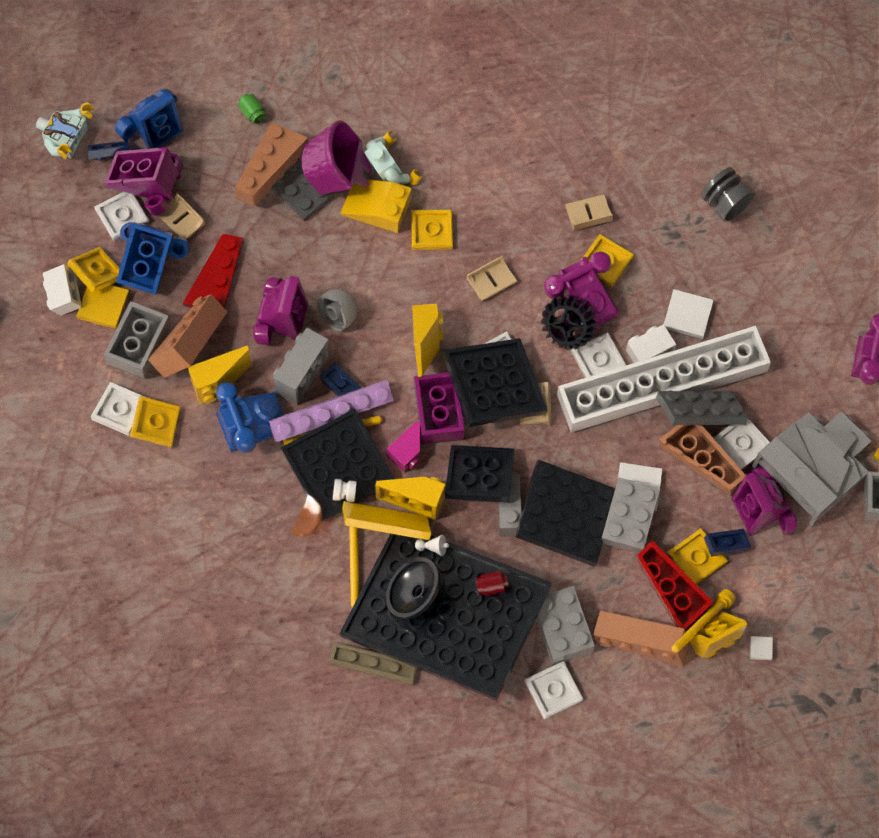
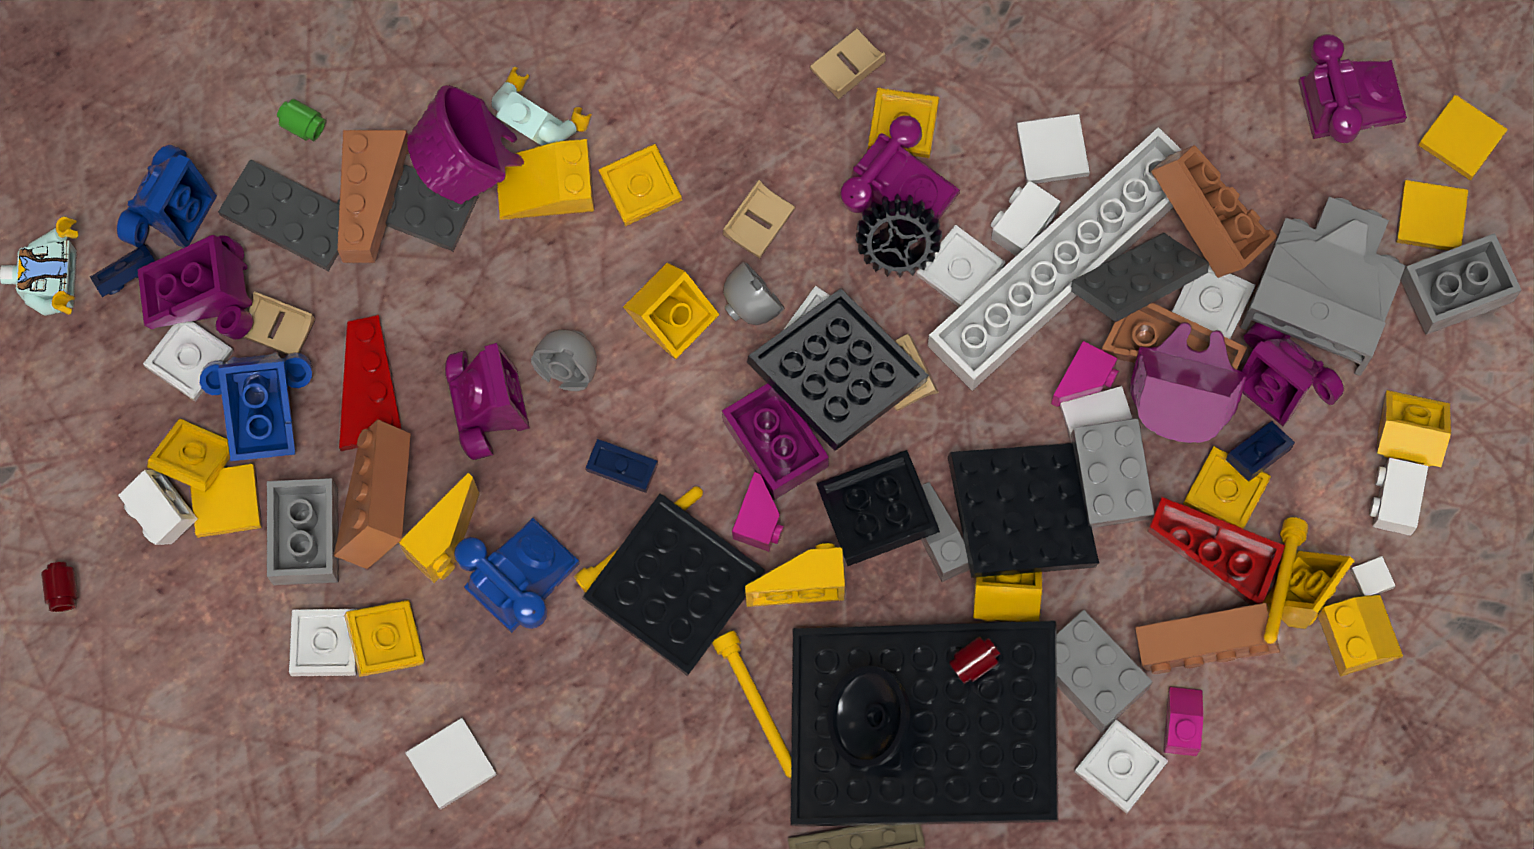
camera: 20 degrees left, 5 degrees up
(158, 510) = (451, 763): none -> white tile
(215, 157) = (284, 214): none -> dark grey plate
(301, 365) = (553, 465): light grey brick -> none
(309, 517) = (669, 679): clear orange tile -> none
(326, 411) = (626, 511): lavender plate -> none
(344, 490) = (702, 618): white wheel -> none
(386, 520) = (781, 635): yellow tile -> none
(402, 301) = (671, 310): none -> yellow slope
(426, 334) = (709, 343): yellow slope -> none
(436, 545) = (868, 639): white piece -> none
(464, 320) = (750, 297): none -> light grey cylinder
(533, 559) = (1008, 597): none -> yellow slope
(603, 680) = (1184, 722): none -> dark pink slope
(643, 452) = (1086, 375): none -> dark pink slope
(697, 485) = (1184, 390): none -> magenta piece
(736, 676) = (1359, 634): none -> yellow slope
(763, 387) = (1211, 211): none -> nougat wedge
(800, 606) = (1399, 496): none -> white brick
(828, 571) = (1414, 429): none -> yellow slope

